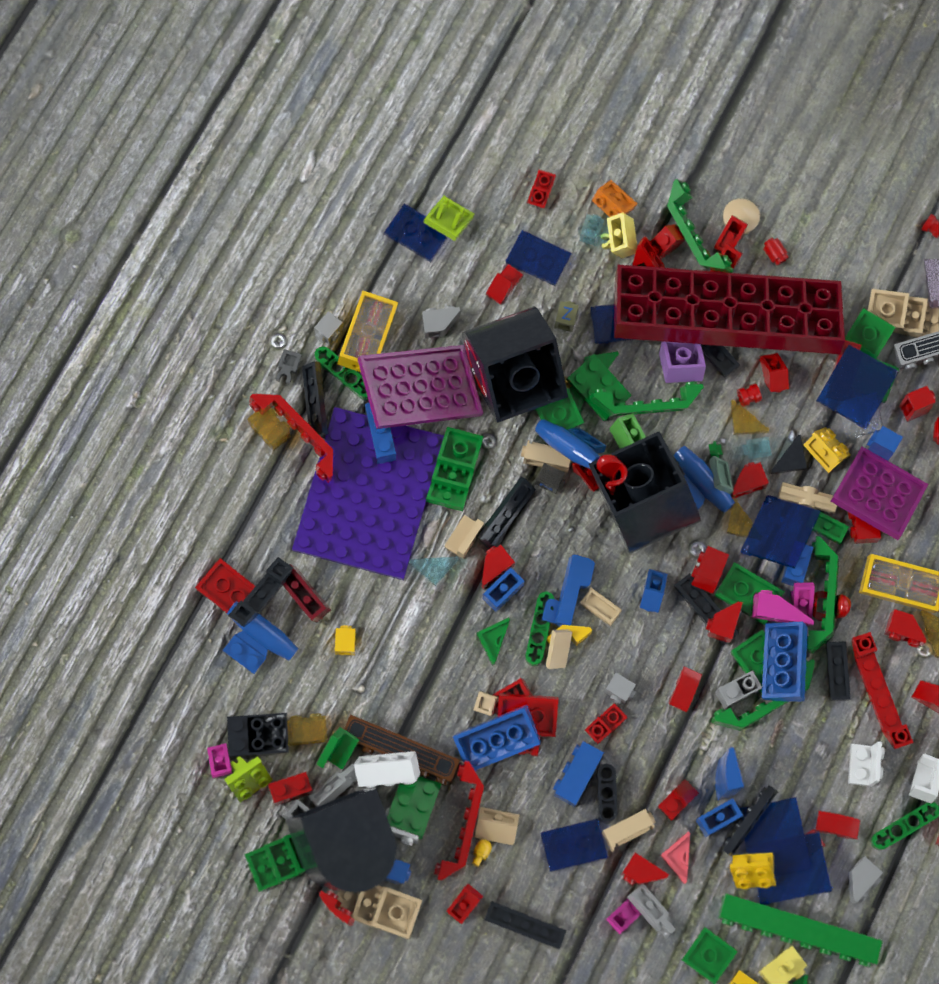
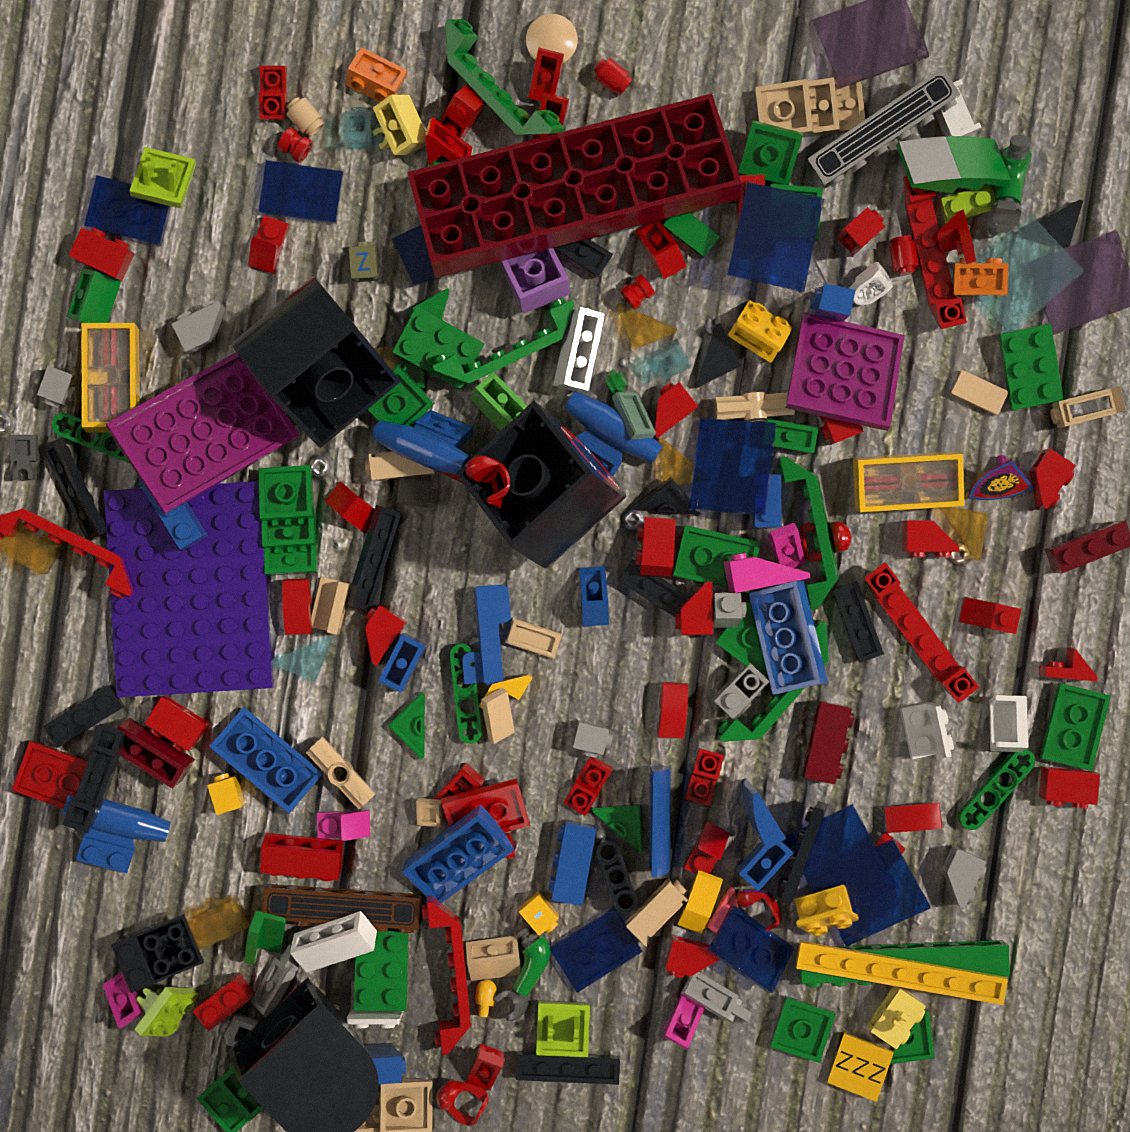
camera: 15 degrees left, 15 degrees up
(262, 555) = (83, 716): none -> black plate
(328, 580) = (176, 724): none -> red brick
(373, 278) = (93, 297): none -> green panel
(381, 628) = (266, 760): none -> blue slope
(383, 703) = (301, 856): none -> red brick
(390, 253) = (102, 254): none -> red brick
(421, 692) = (343, 824): none -> dark pink slope
(427, 642) = (353, 786): none -> tan piece
(429, 915) = (449, 1091): none -> red piece
(441, 528) = (296, 606): none -> red slope
(502, 474) = (351, 506): none -> red slope
(528, 835) = (536, 958): none -> green piece
(531, 894) = (563, 1029): none -> lime plate
(541, 803) = (539, 914): none -> yellow brick
(545, 226) = (294, 144): none -> red wheel
(558, 210) = (305, 116): none -> tan brick
(624, 758) = (624, 821): none -> green tile
(652, 762) = (660, 820): none -> blue slope
(662, 834) = (700, 901): none -> yellow slope
(689, 880) = (750, 949): none -> clear blue tile
(692, 746) = (704, 777): none -> red slope
(696, 419) = (578, 350): none -> white brick
(701, 842) = (748, 897): none -> red piece
(727, 541) = (666, 499): none -> black tile
(747, 627) = (728, 610): none -> light grey brick
(791, 749) = (827, 742): none -> dark red brick
(797, 931) = (901, 972): none -> yellow plate
(799, 369) = (692, 233): none -> green tile
(914, 443) = (871, 284): none -> white rock

